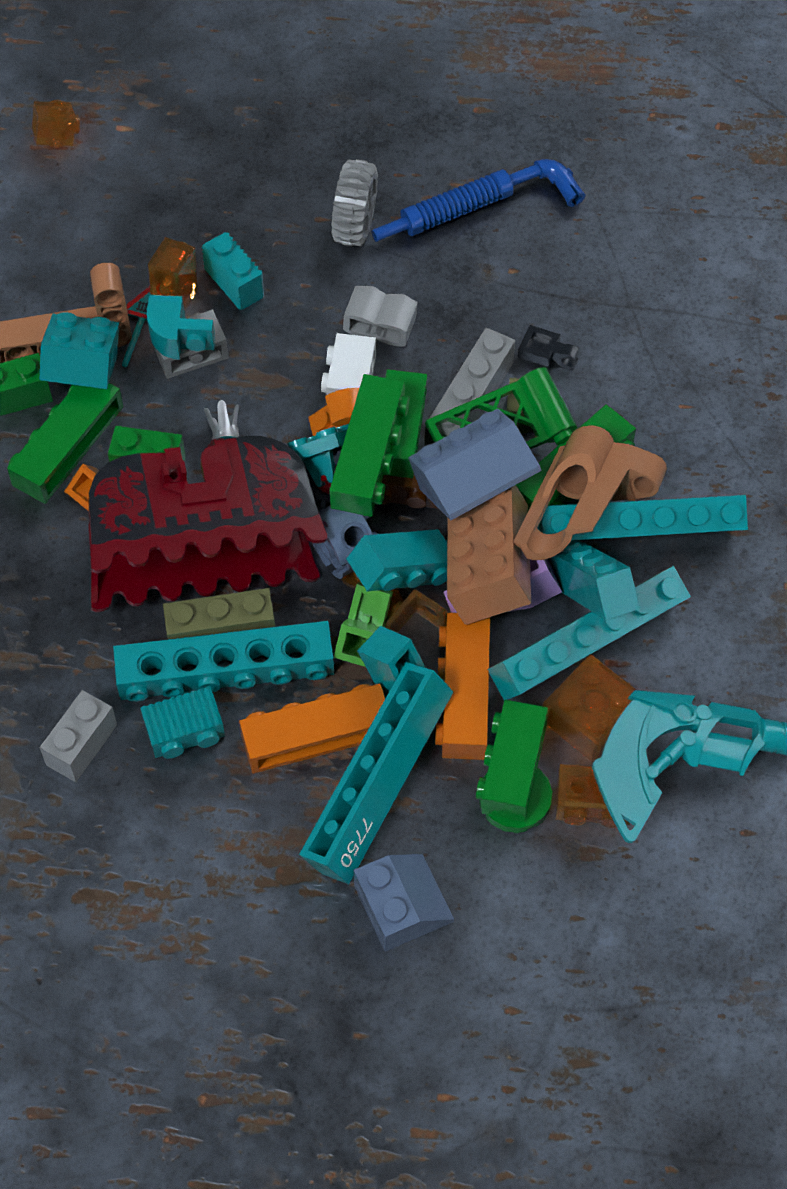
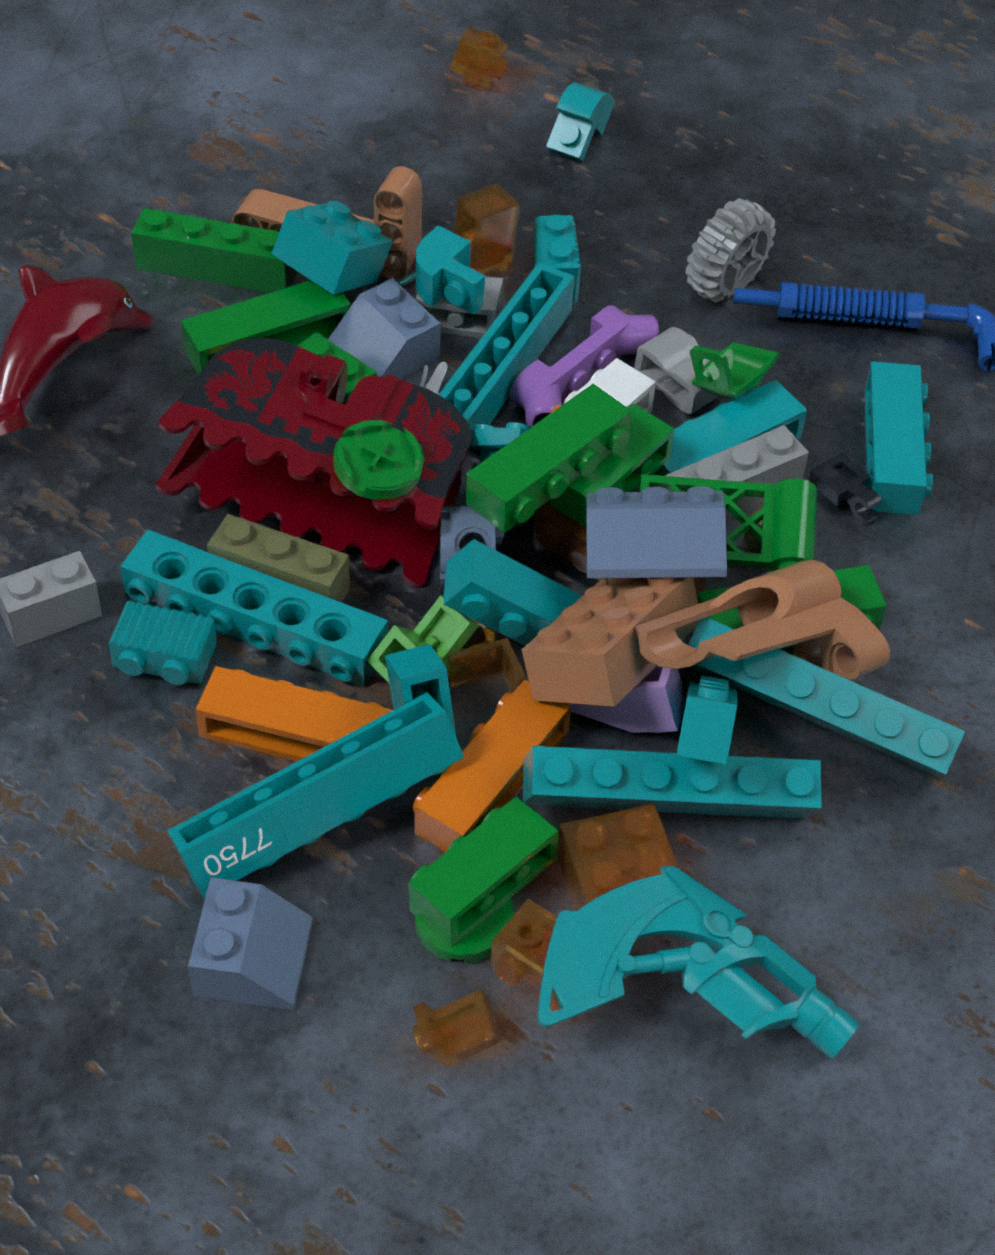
camera: 30 degrees right, 10 degrees down
(157, 395) = (389, 331): none -> sand blue slope
(166, 143) = (579, 117): none -> teal brick
(255, 360) = (511, 344): none -> teal brick
(259, 512) = (378, 460): none -> green tile
(297, 381) = (611, 336): none -> medium lavender plate
(425, 300) = (731, 370): none -> green piece
(449, 345) = (735, 423): none -> teal brick
(554, 292) = (896, 437): none -> teal brick
(568, 872) = (457, 1028): none -> clear orange bracket

